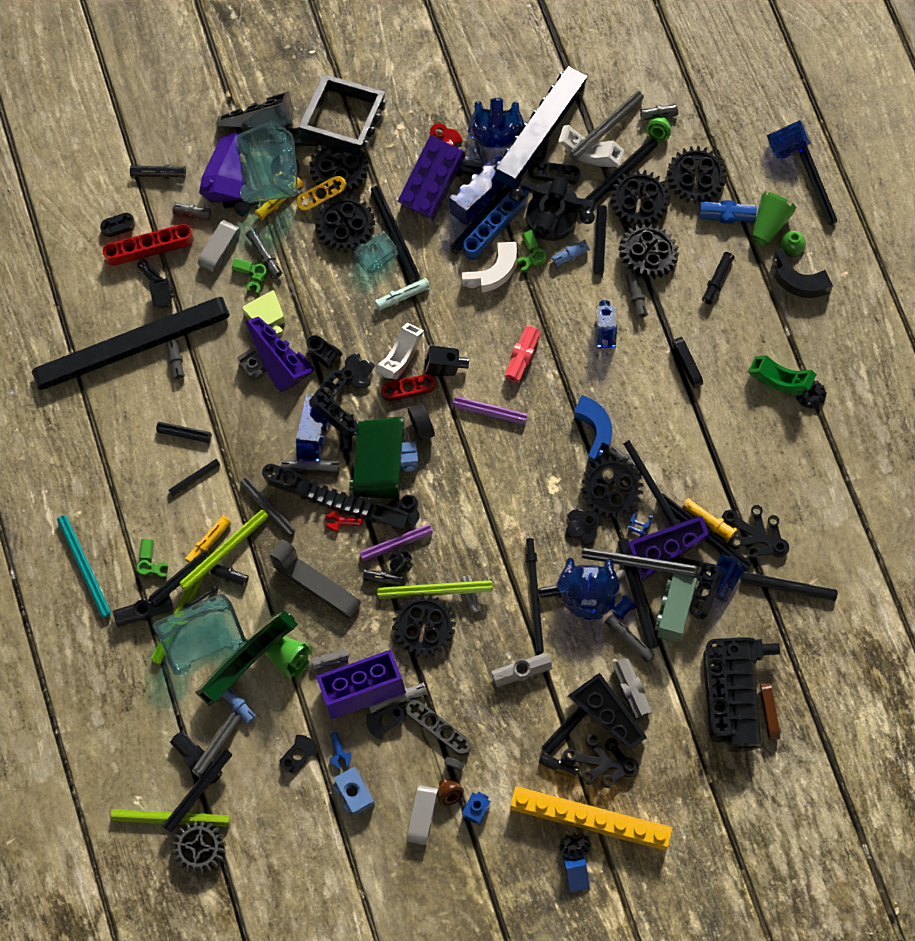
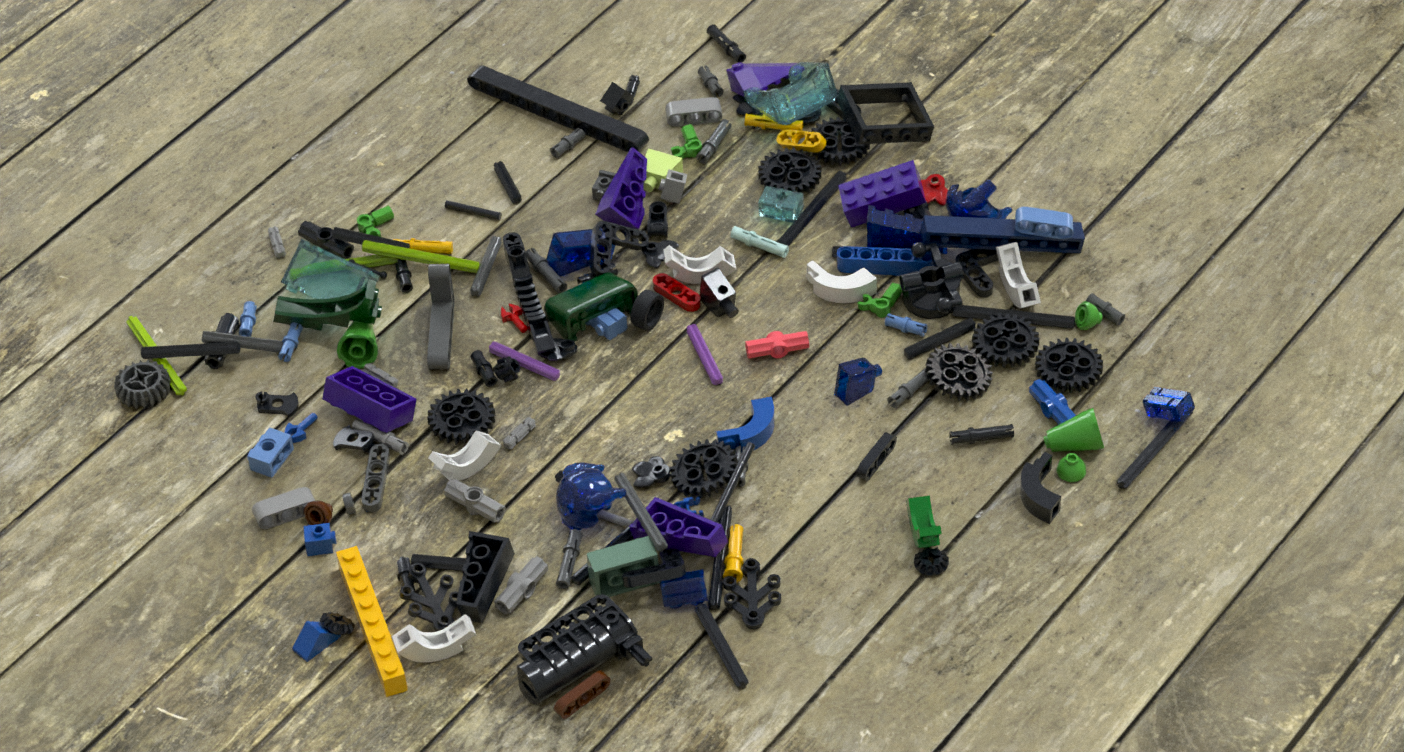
camera: 55 degrees right, 25 degrees down
(84, 566) = (340, 184): teal axle -> none
(110, 649) = (276, 242): none -> light grey axle
(117, 225) = (656, 48): black beam -> none
(140, 241) = (654, 72): red beam -> none
(186, 723) = (247, 319): none -> medium blue pin
(275, 108) = (841, 73): black wedge -> none
(297, 316) = (673, 186): none -> light grey brick
(435, 589) = (501, 404): lime axle -> none
(475, 648) = (469, 459): none -> white arch
(531, 559) = (587, 455): black bar -> none
(561, 92) = (1044, 223): none -> medium blue beam
(606, 125) = (1051, 277): dark grey axle -> none
(623, 608) = (599, 541): clear blue bush -> none
(649, 783) = (434, 646): none -> white arch

